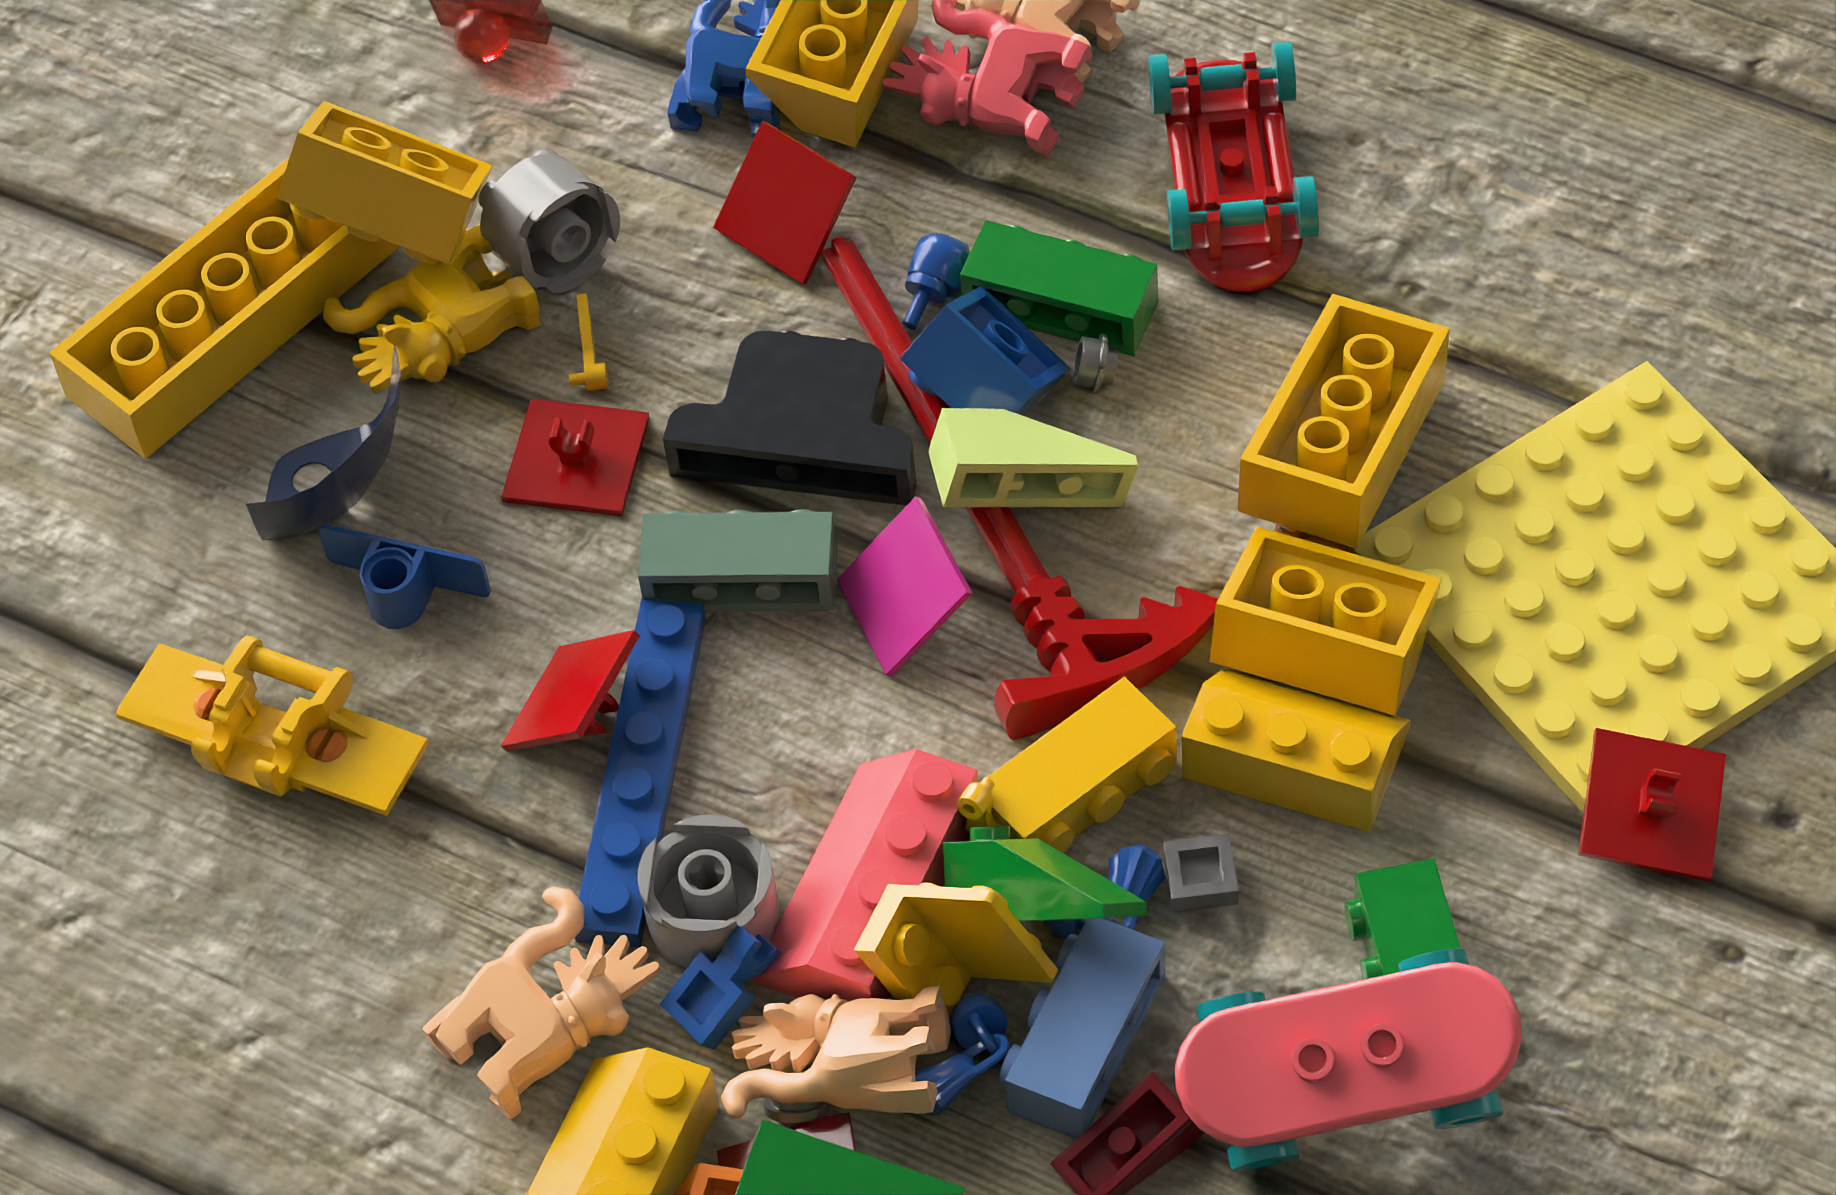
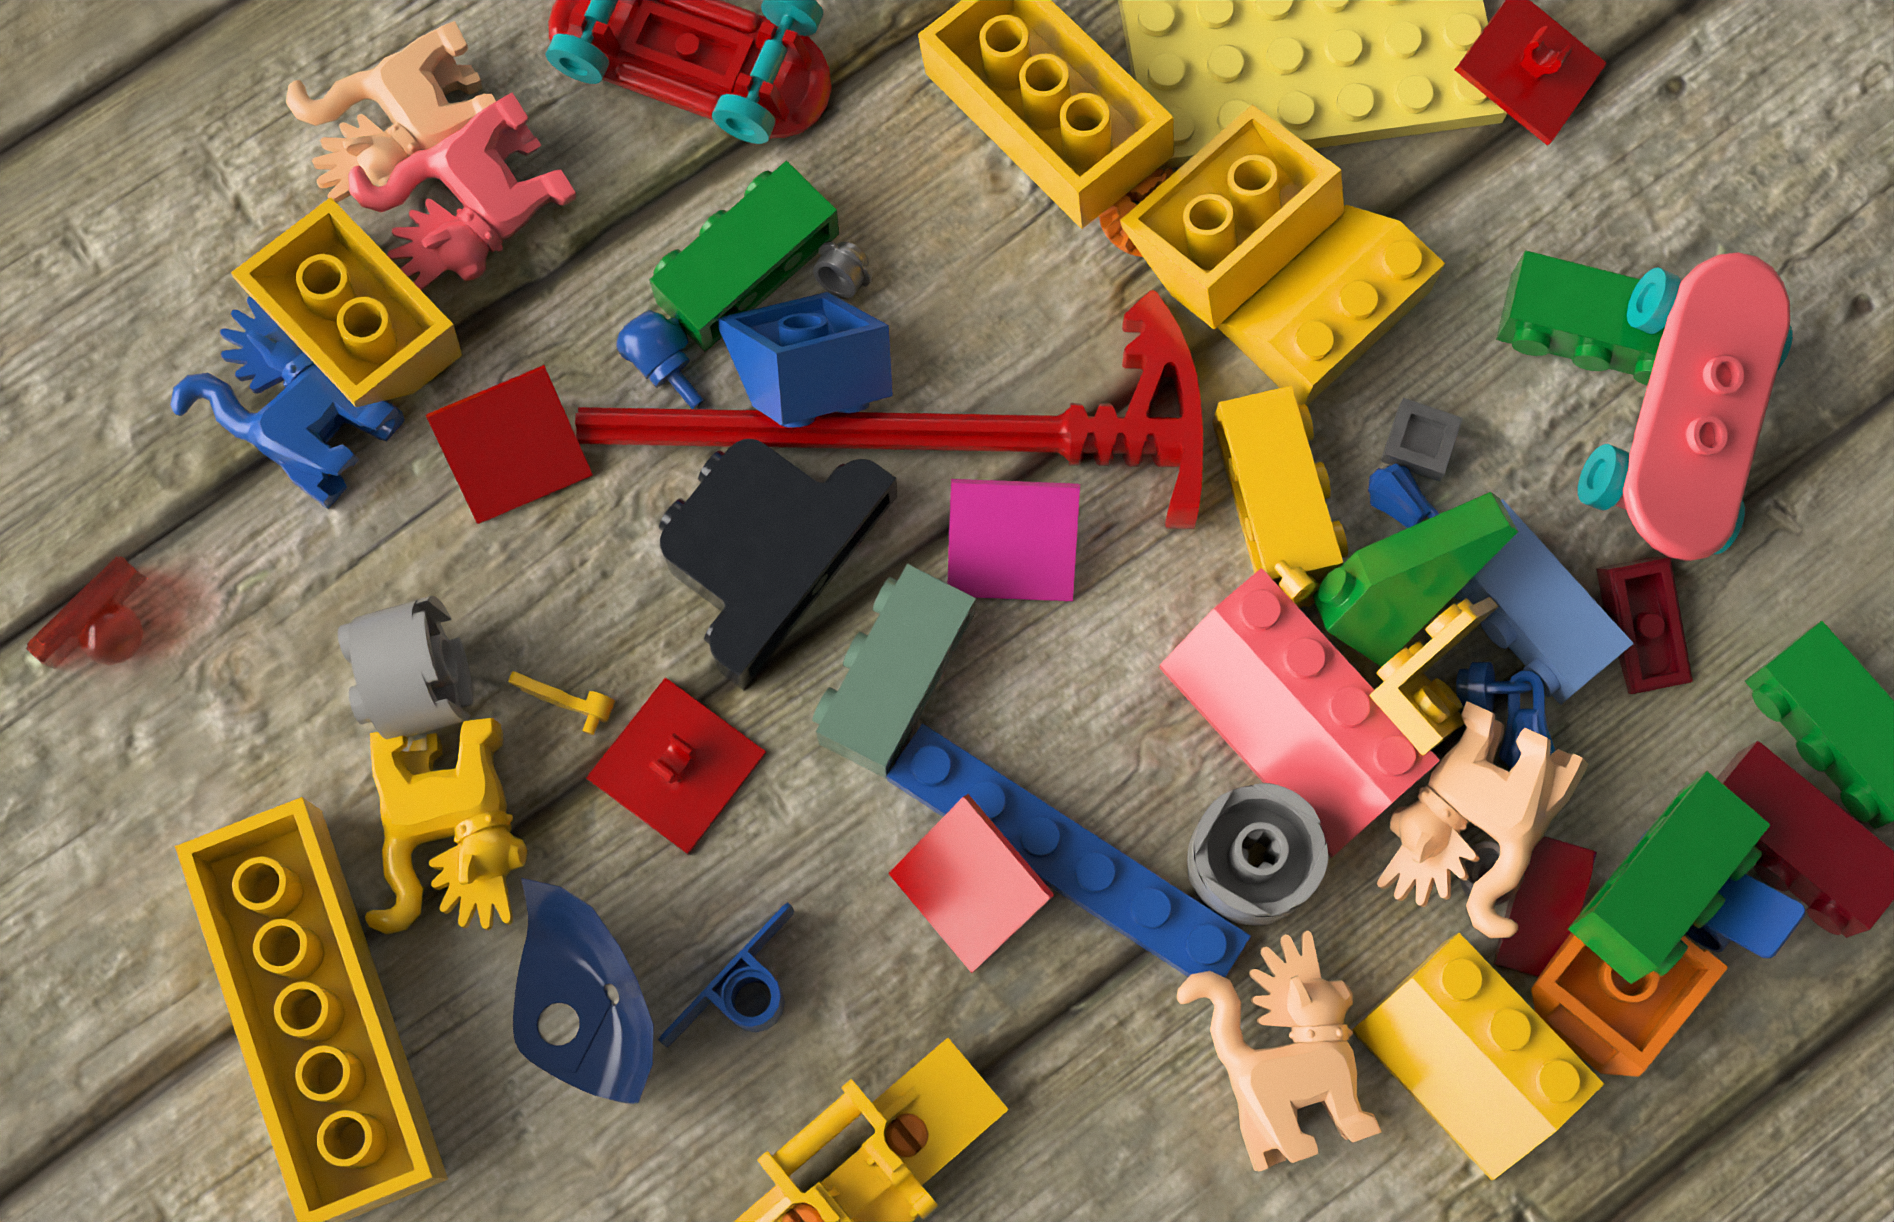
camera: 70 degrees left, 20 degrees up
(383, 183) = (299, 803): yellow slope -> none
(712, 990) = (1353, 896): blue plate -> none
(1021, 462) = (935, 383): yellowish green slope -> none

